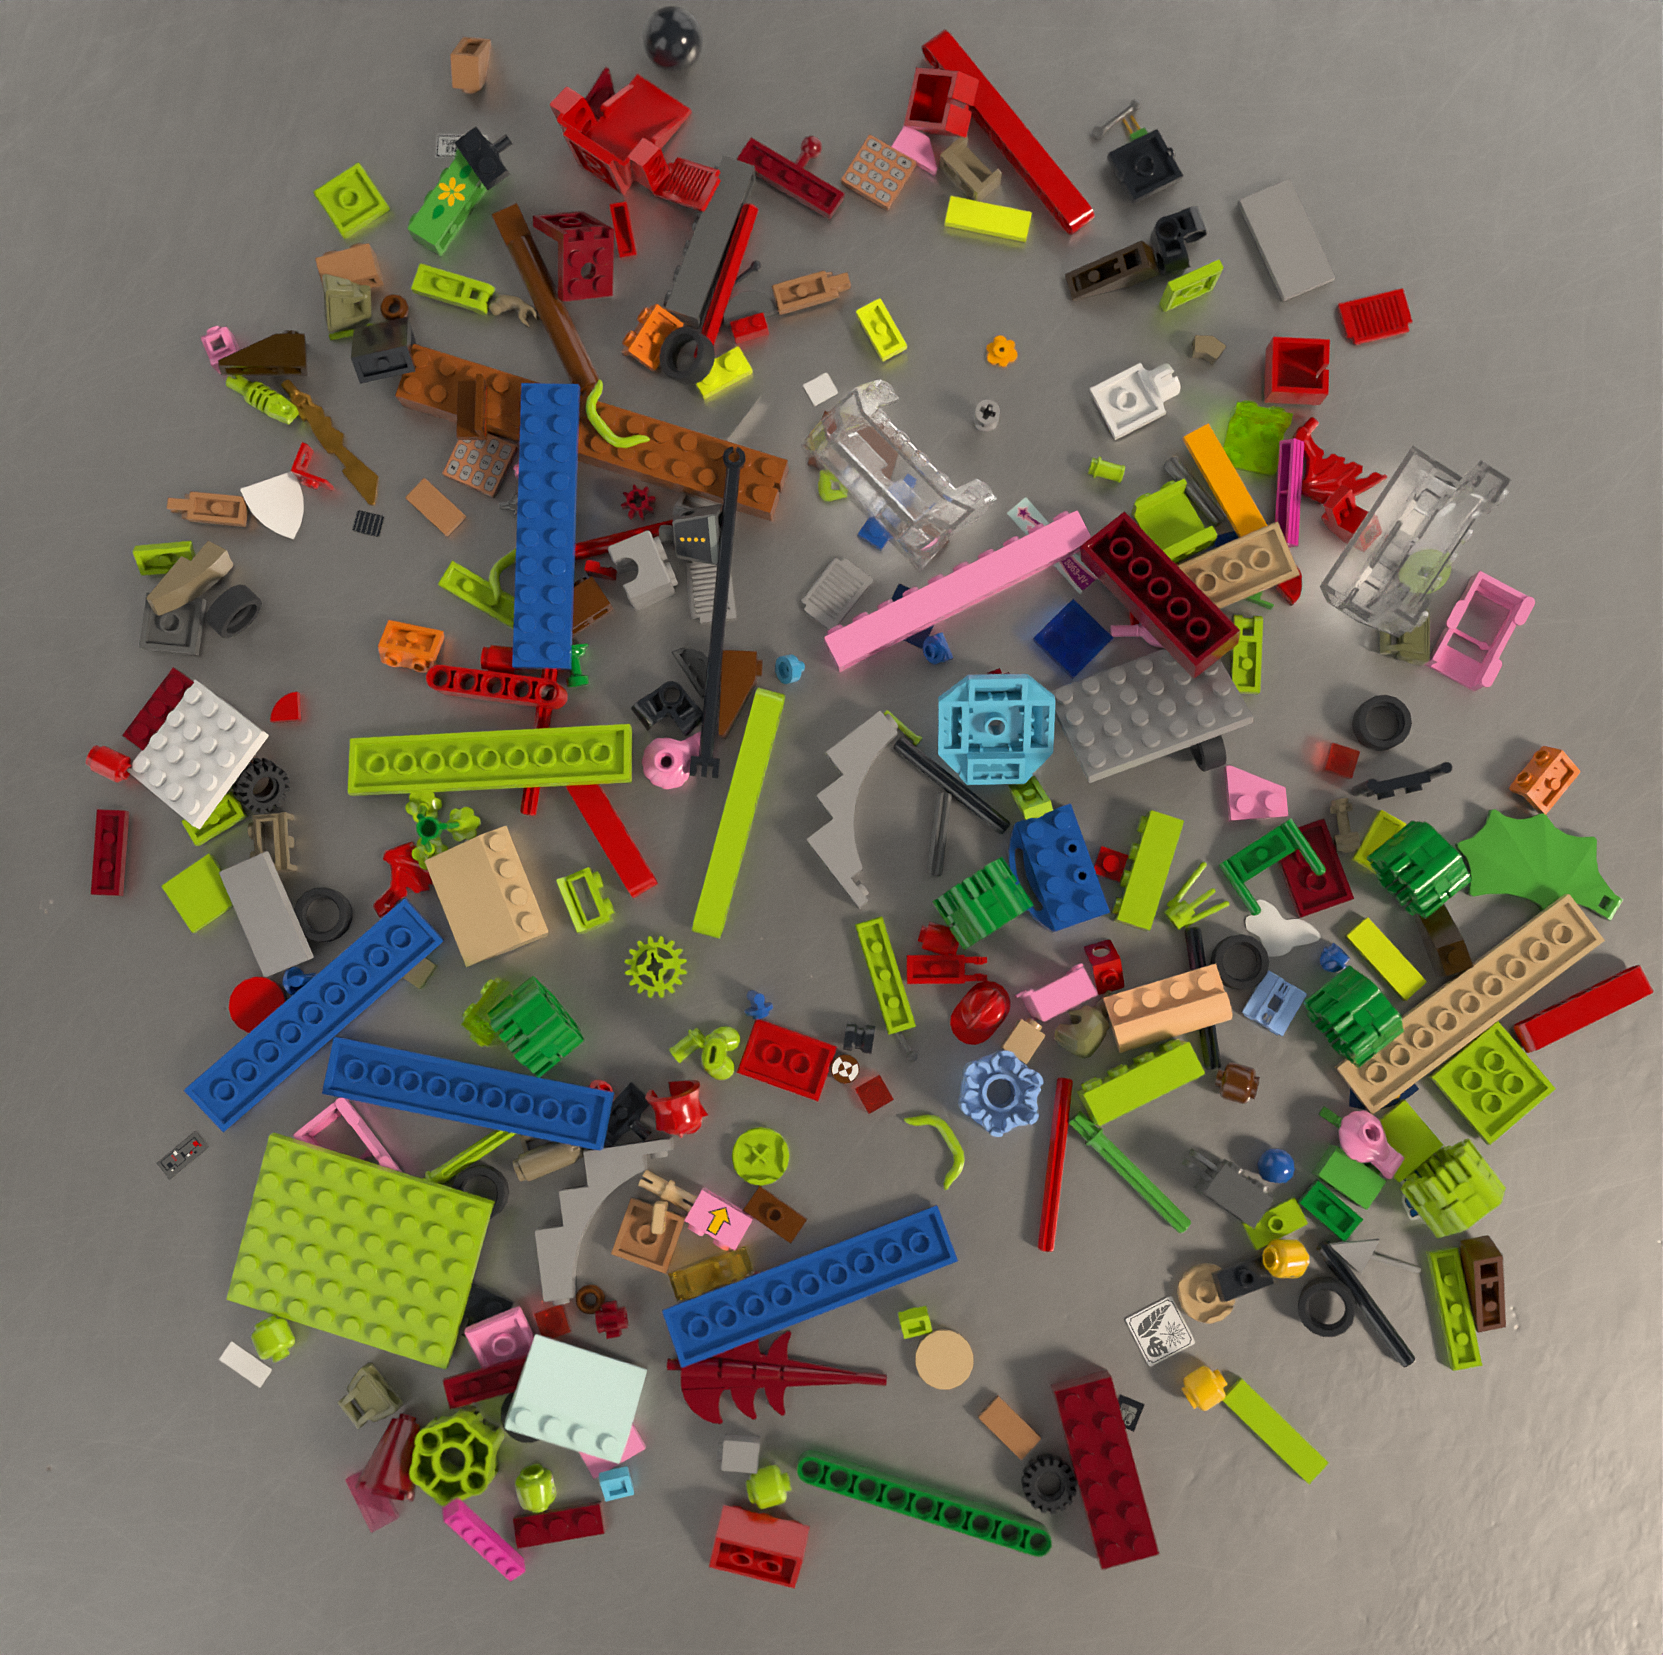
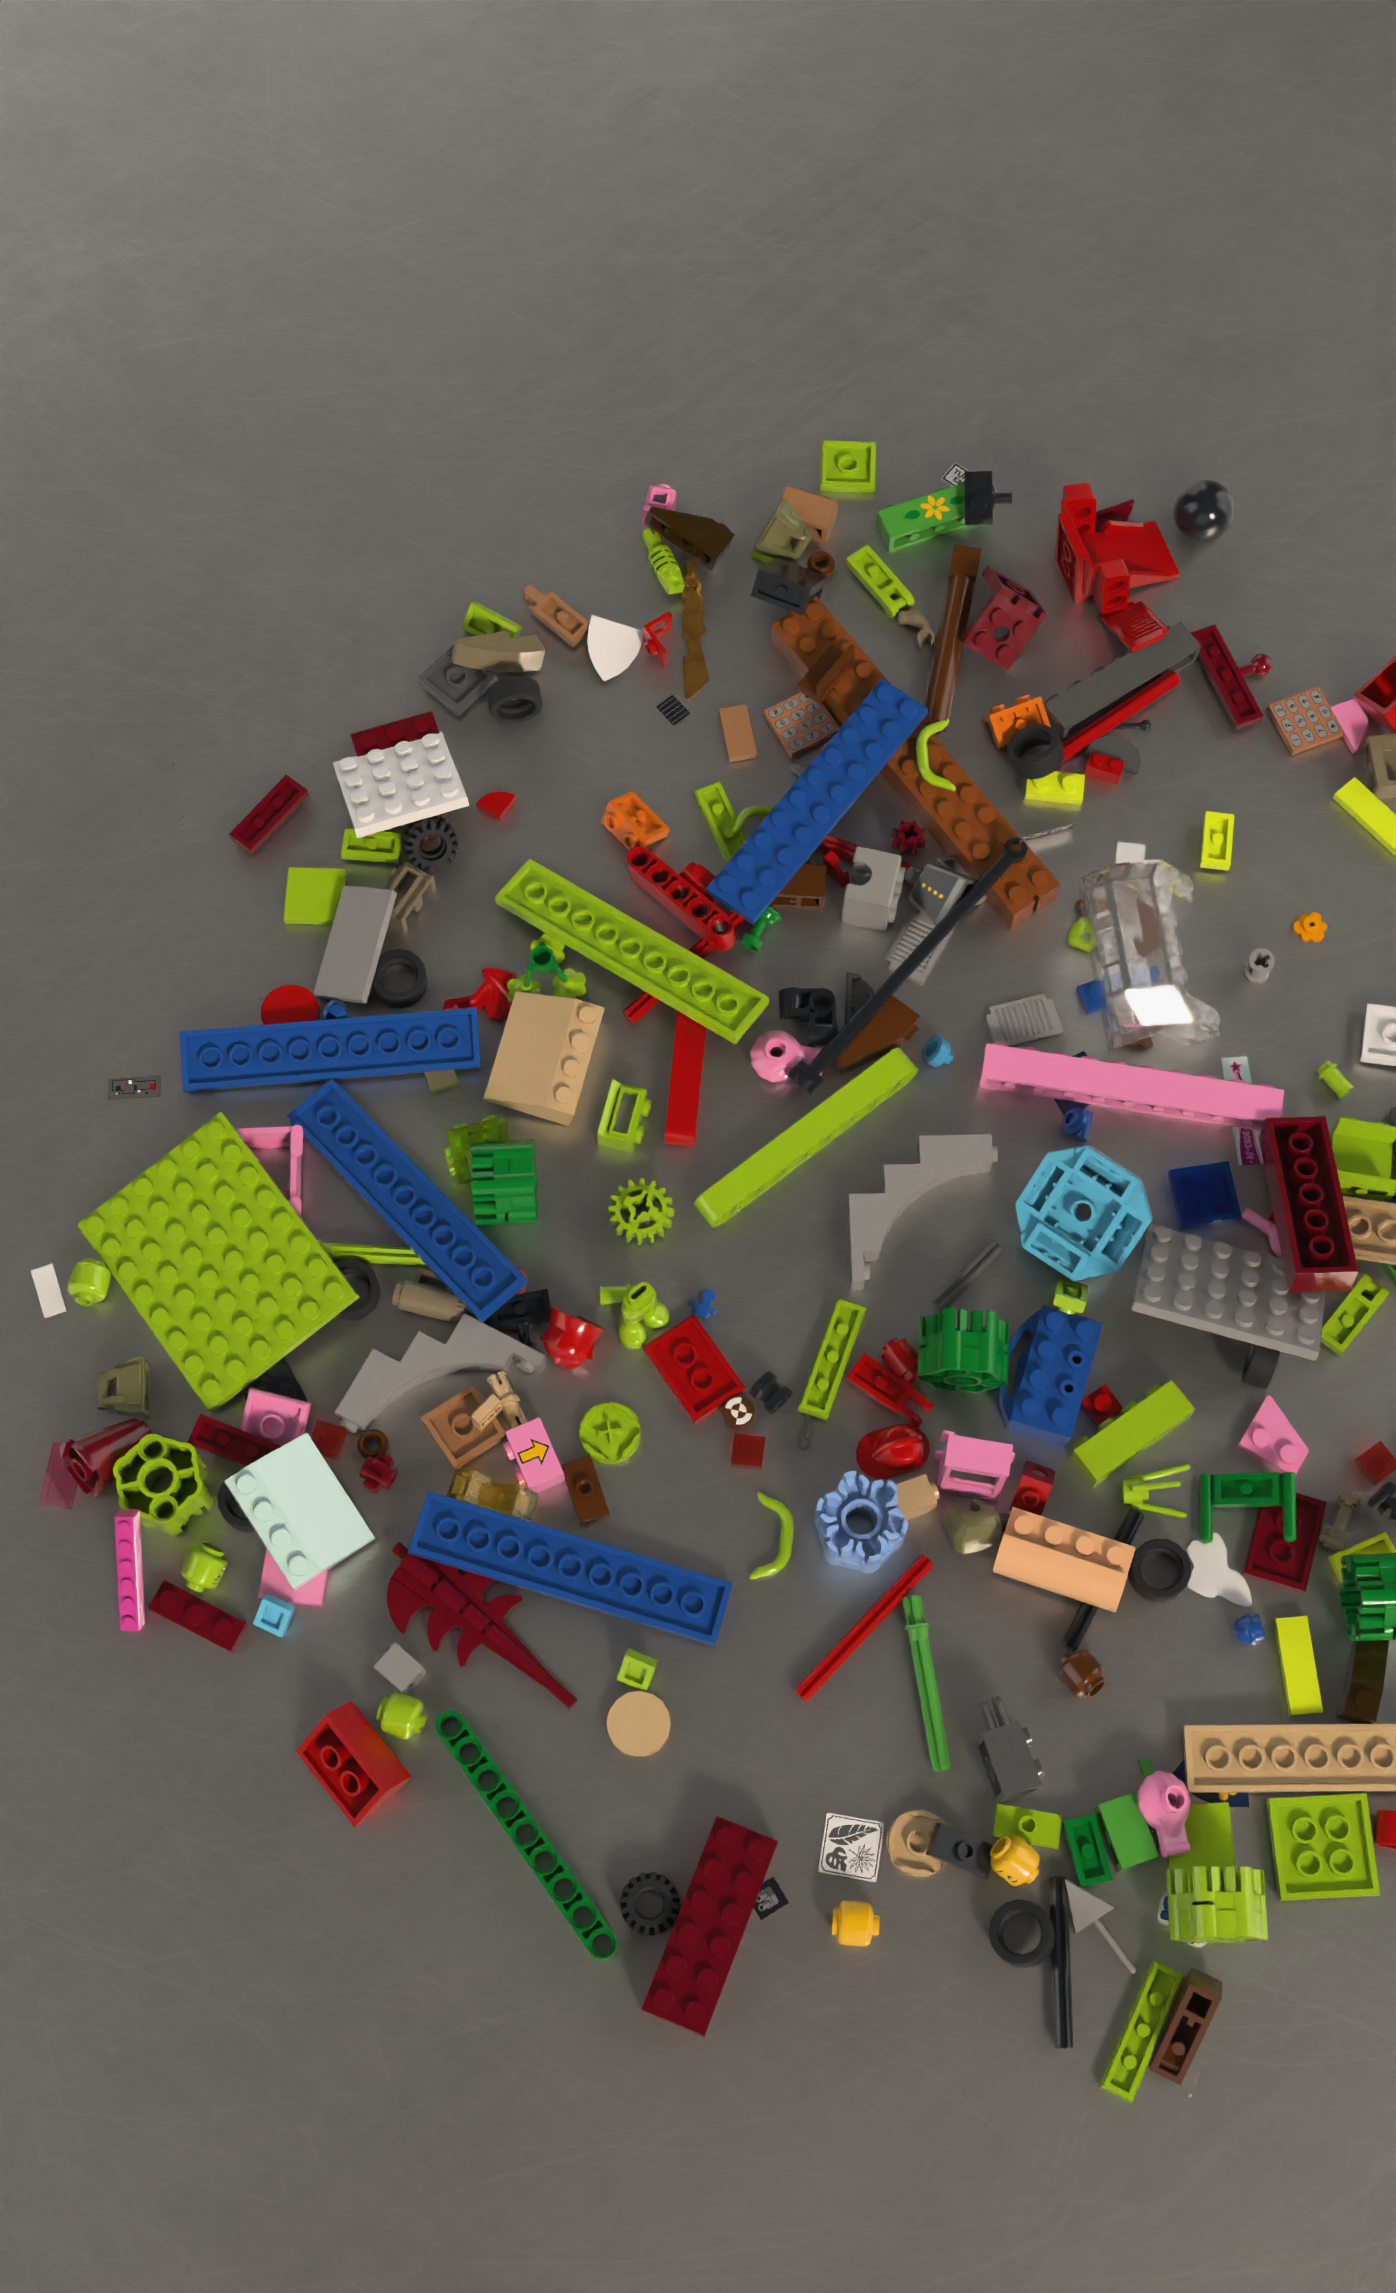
camera: 30 degrees right, 15 degrees down
(109, 763) = (323, 747): red brick -> none
(470, 64) = (1022, 428): medium nougat slope -> none
(623, 229) = (1055, 626): red piece -> none
(809, 290) = (1177, 771): medium nougat hinge -> none
(916, 739) = (1005, 1185): lime piece -> none
(951, 785) = (1008, 1242): black axle -> none
(1009, 1427) = (651, 1828): medium nougat tile -> none
(1140, 1082) = (993, 1602): lime brick -> none
(1275, 1430) = (892, 2015): lime tile -> none
(1276, 1166) = (1065, 1772): blue piece -> none
(1290, 1001) = (1159, 1647): light blue piece -> none
(1359, 1011) = (1235, 1681): green piece -> none

